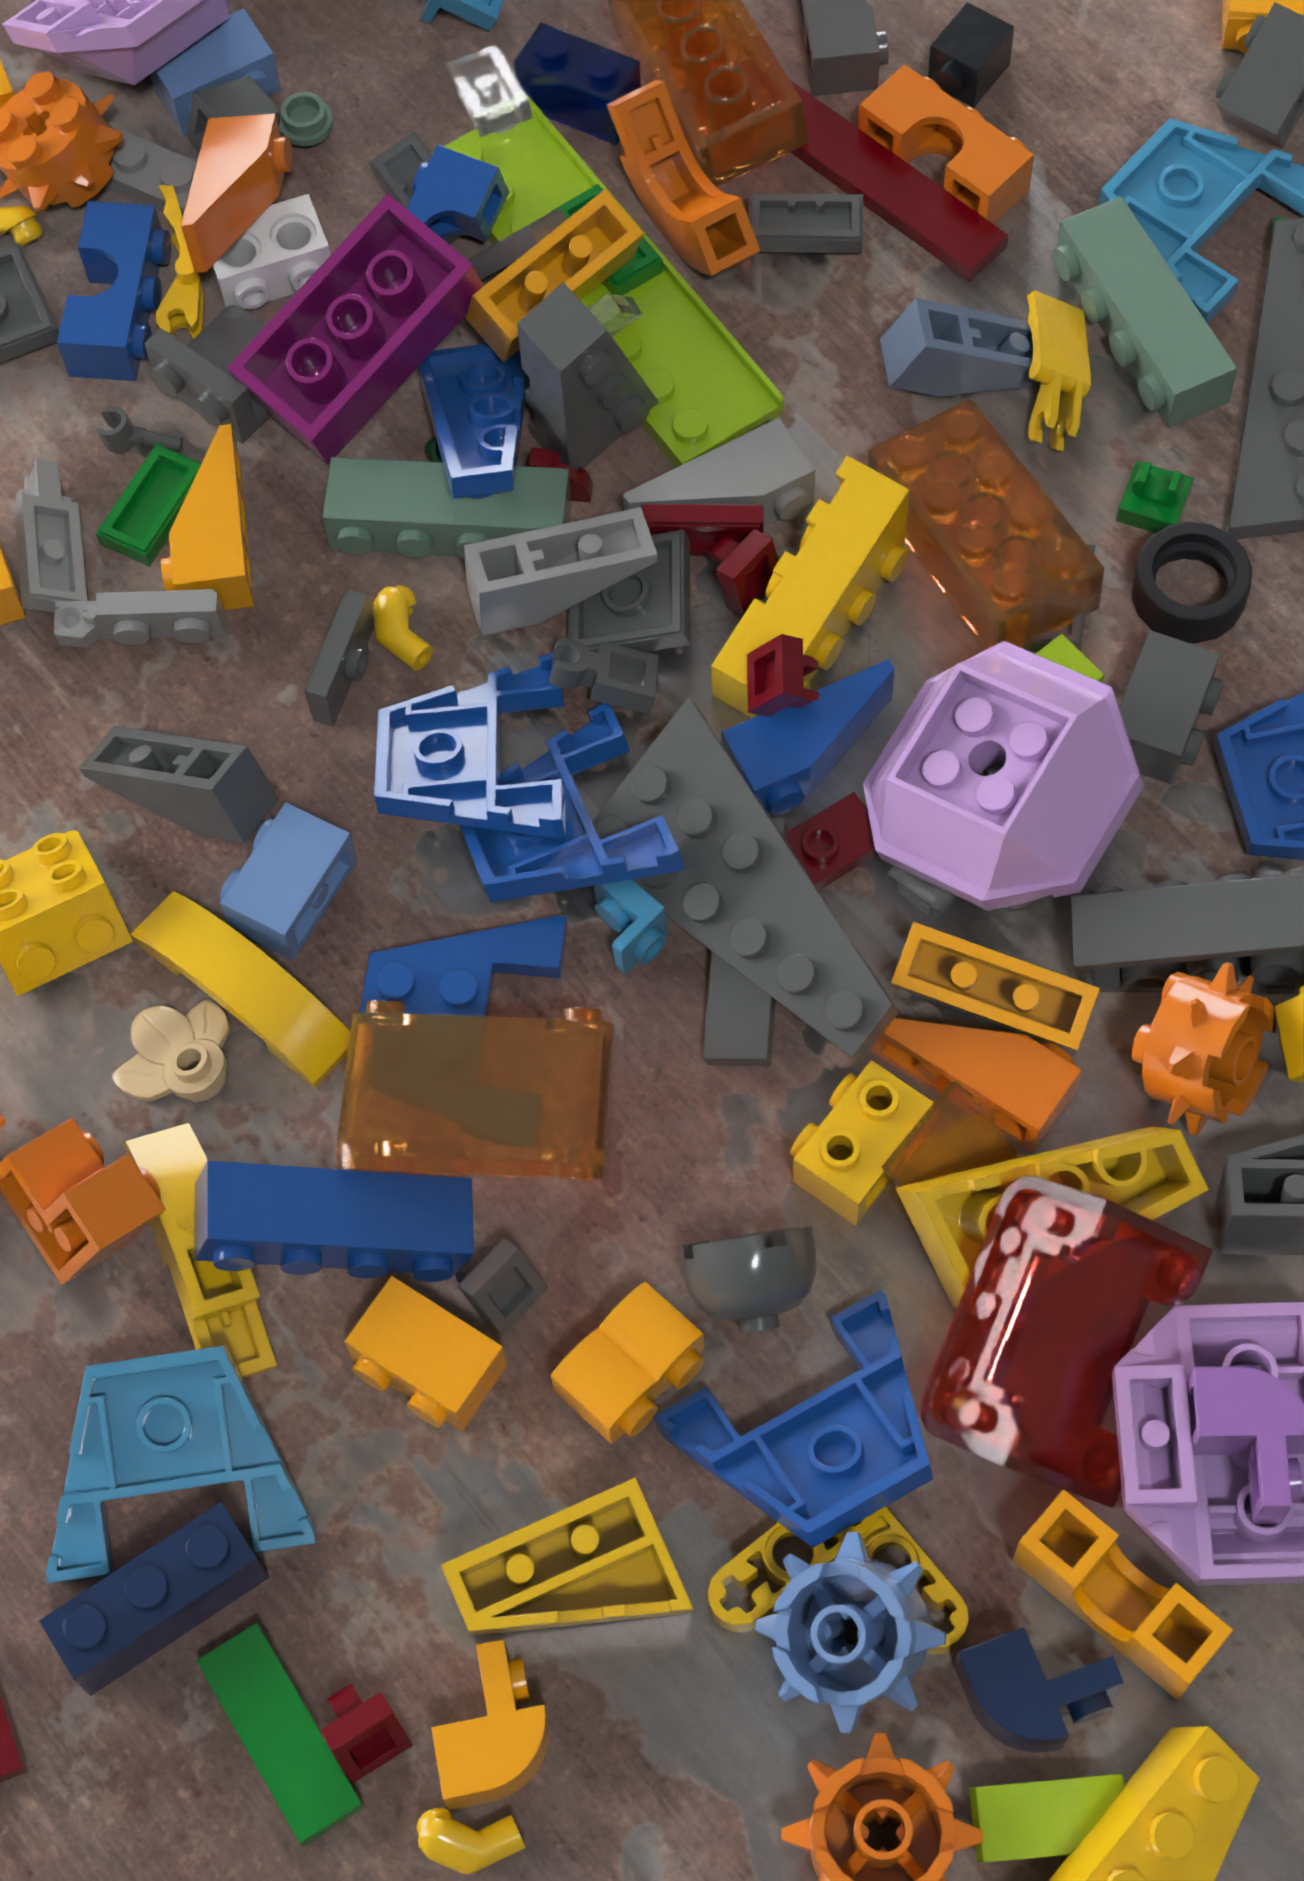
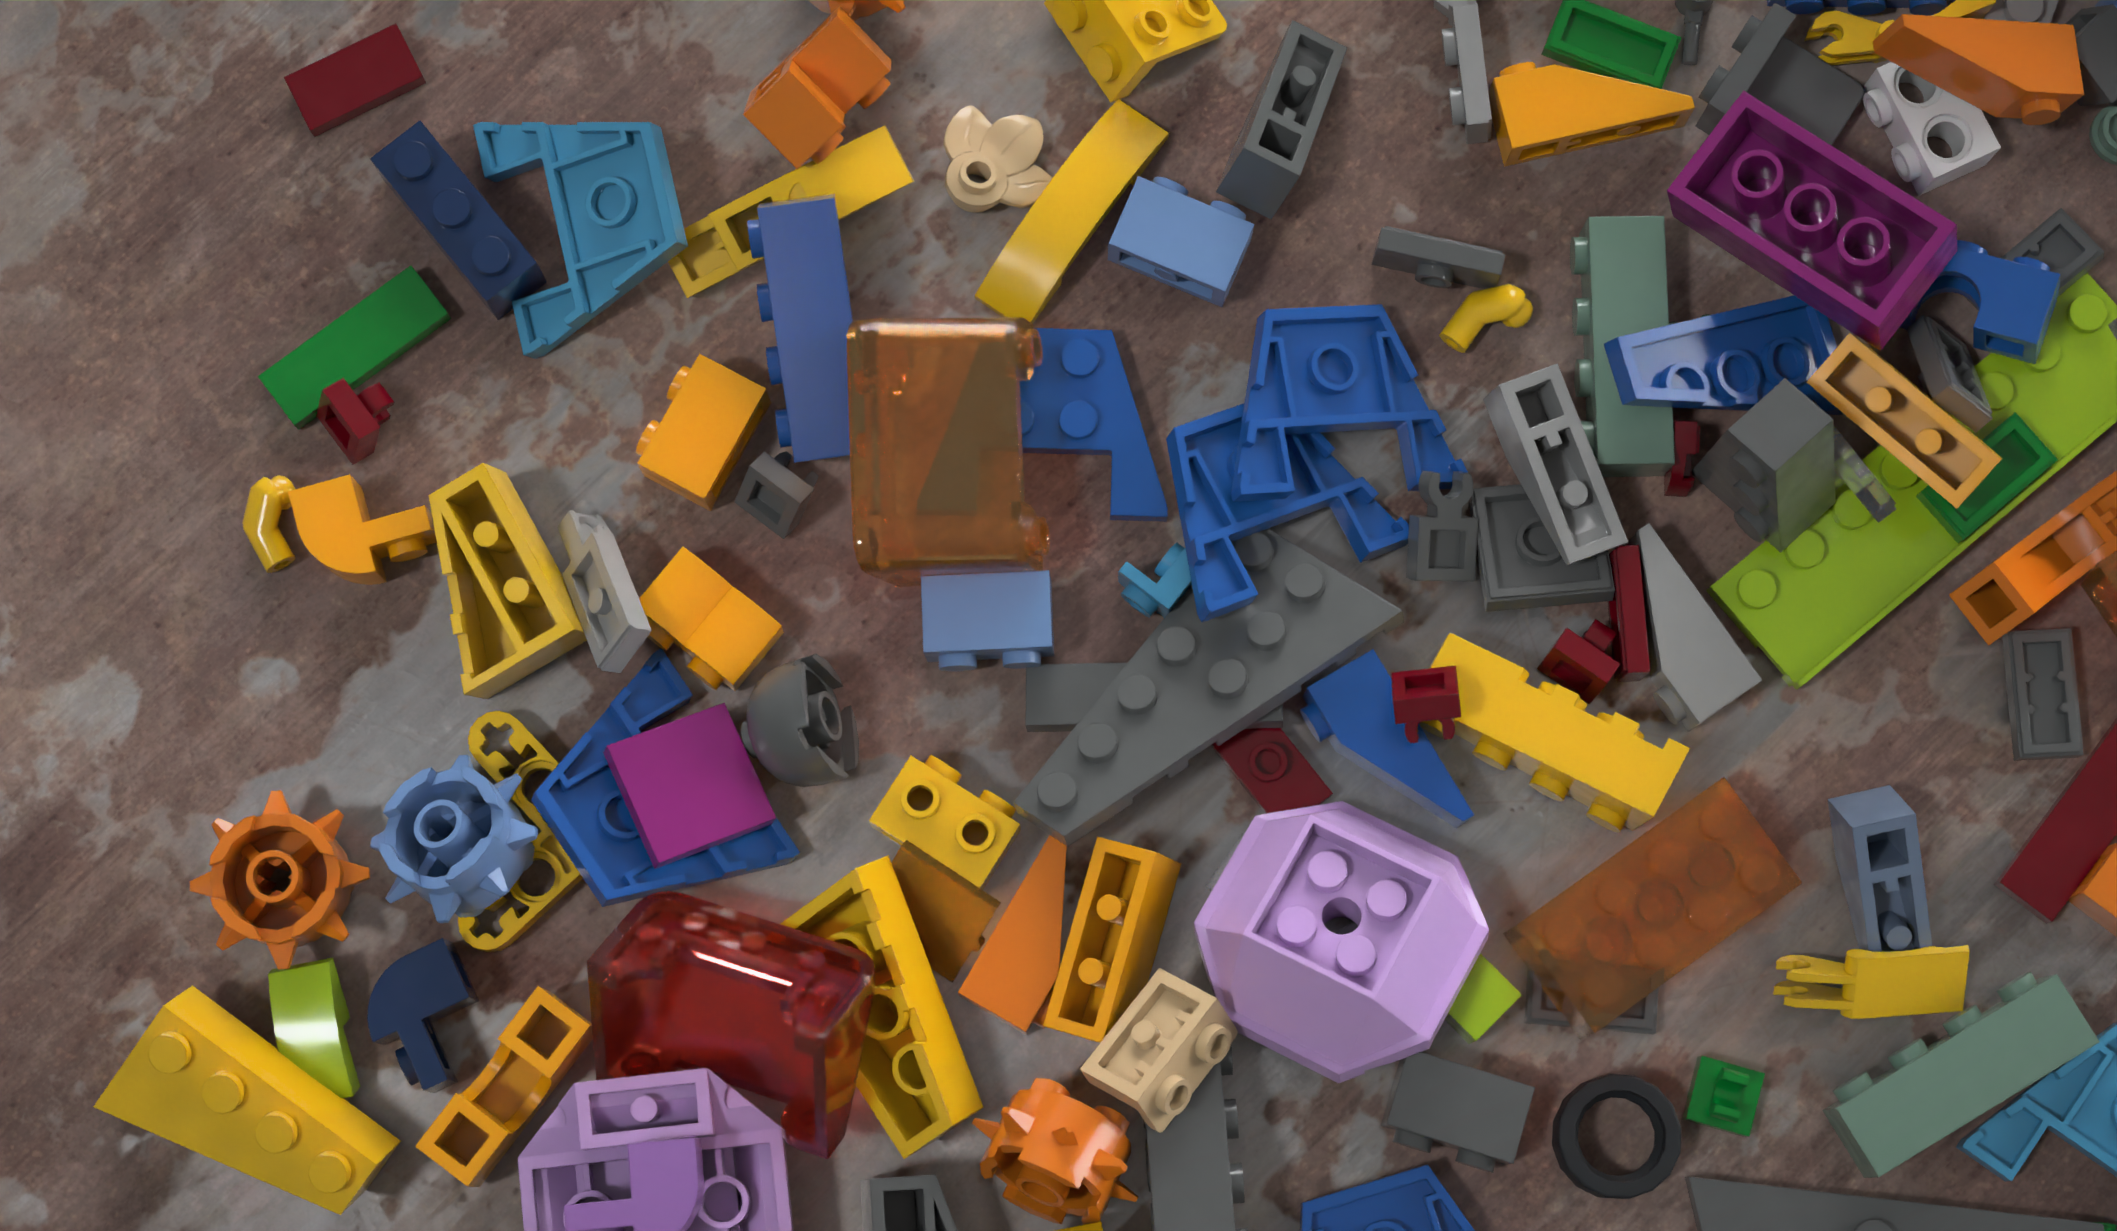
camera: 80 degrees right, 15 degrees up
(591, 1458) = (602, 591): none -> light grey hinge
(653, 1086) = (987, 619): none -> medium blue brick
(808, 1383) = (689, 785): none -> magenta tile
(1106, 934) = (1161, 1048): none -> tan bracket

